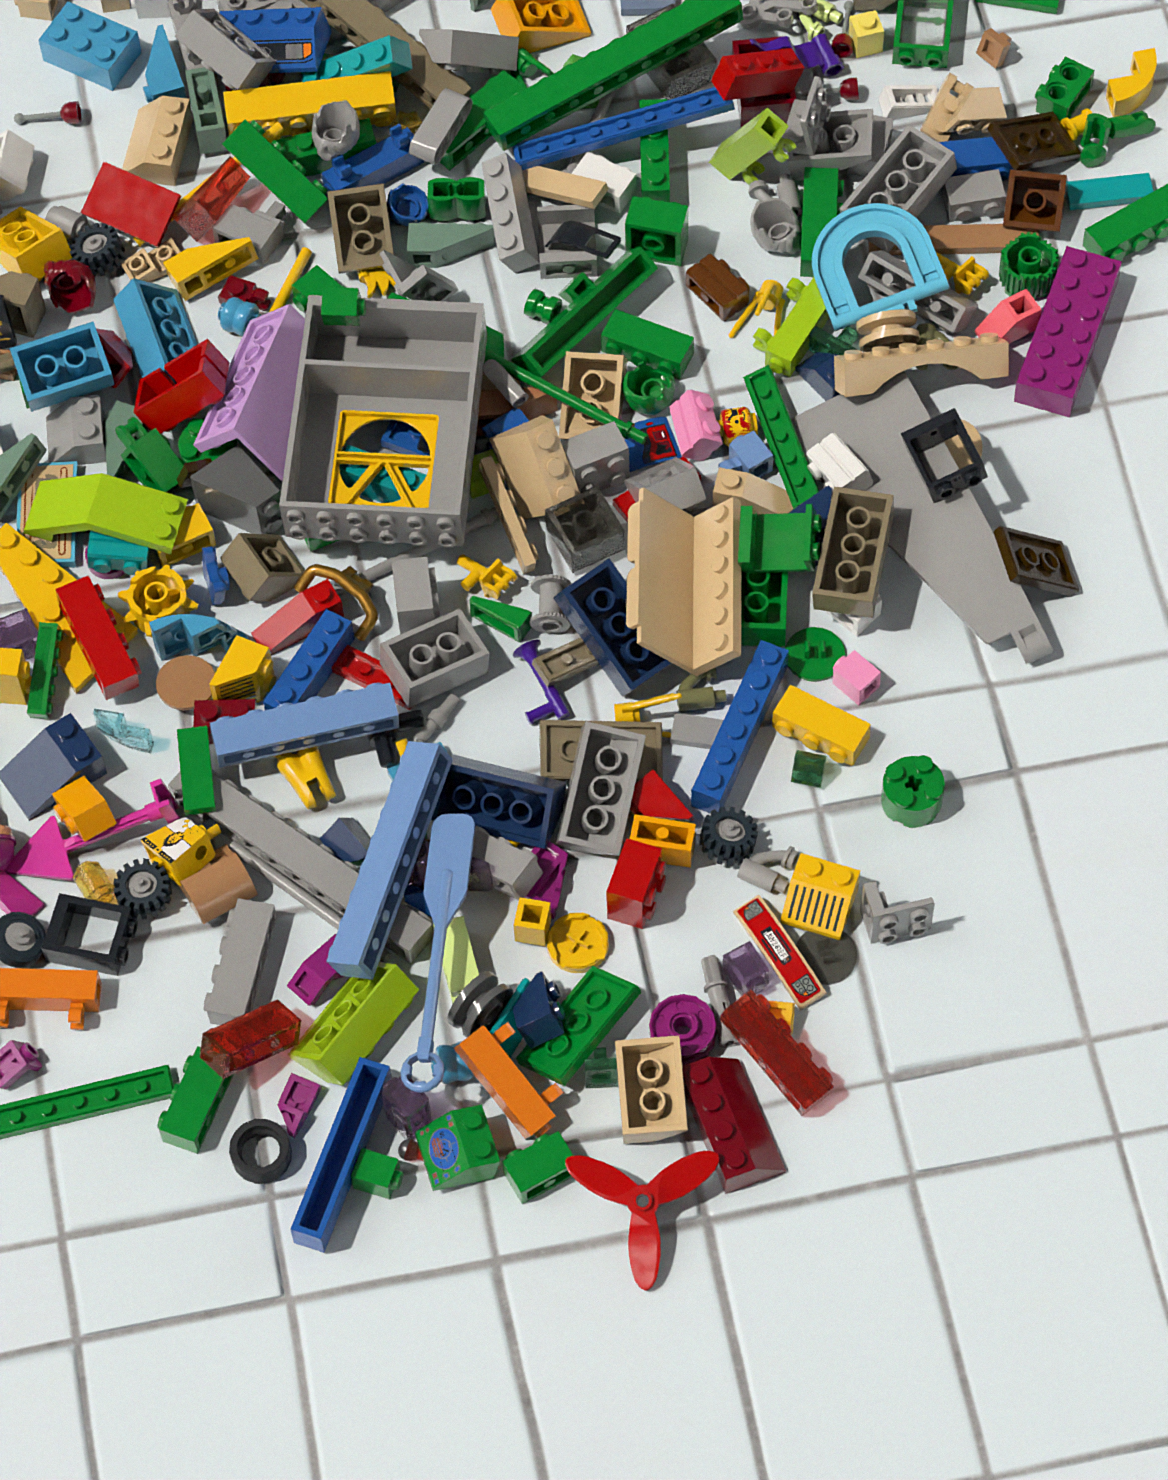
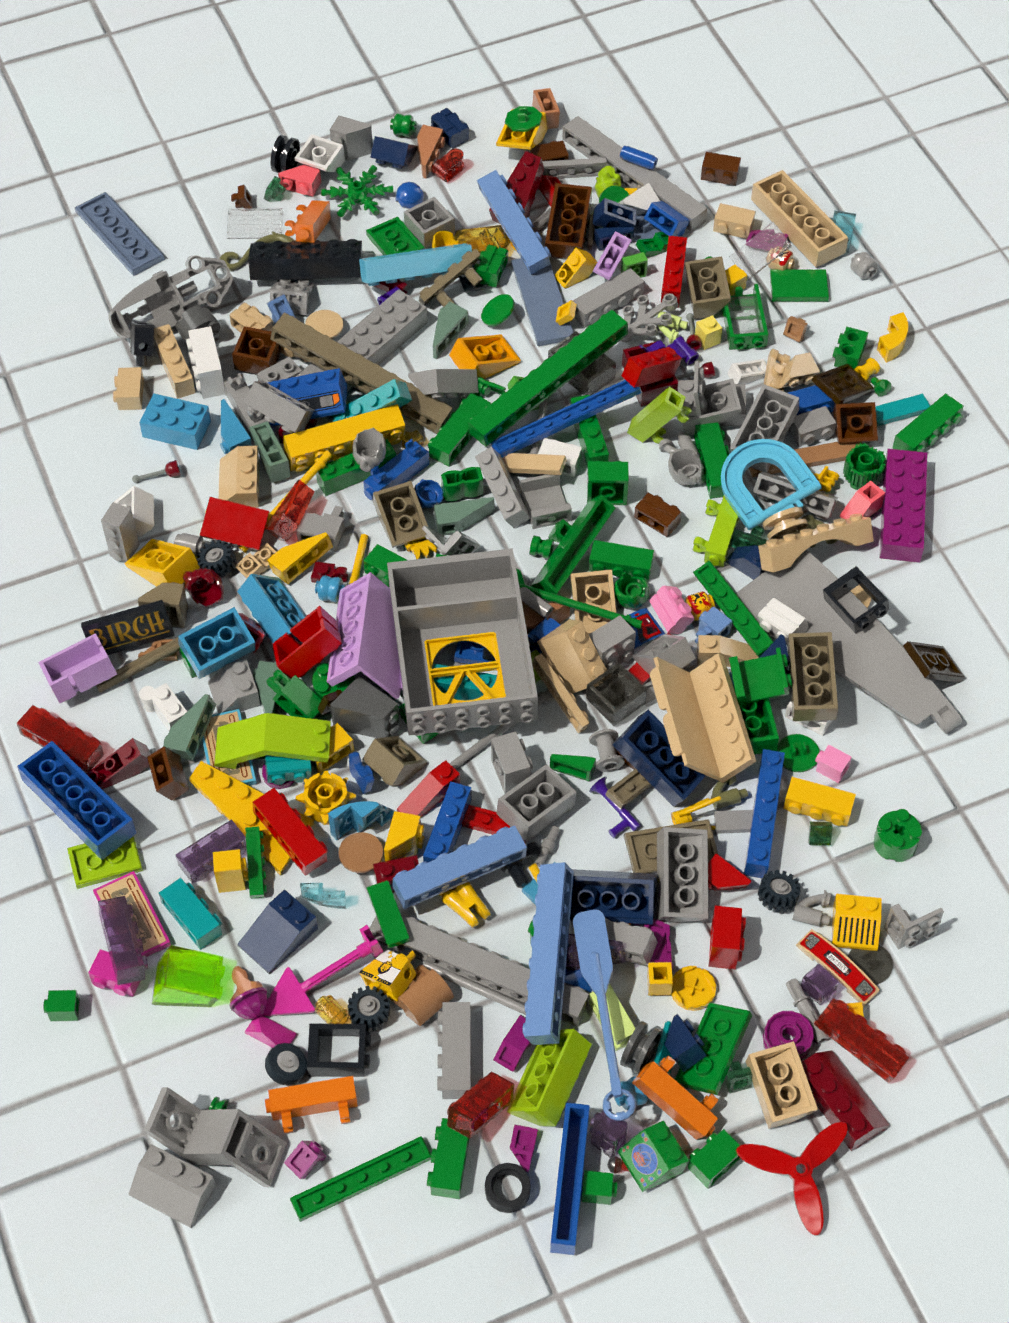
camera: 15 degrees left, 5 degrees down
(83, 809) = (311, 958): light orange brick -> none
(273, 170) = (332, 484): green brick -> none
(342, 306) = (415, 566): green brick -> none
(346, 840) = (508, 945): dark blue brick -> none
(351, 583) = (464, 761): pearl gold piece -> none
(440, 126) = (440, 436): light grey beam -> none
(492, 579) = (561, 740): yellow arm -> none
(579, 234) = (555, 494): black piece -> none
(673, 836) = (737, 897): light orange brick -> none
(767, 298) = (693, 516): yellow plant -> none
(1116, 127) = (887, 368): green piece -> none

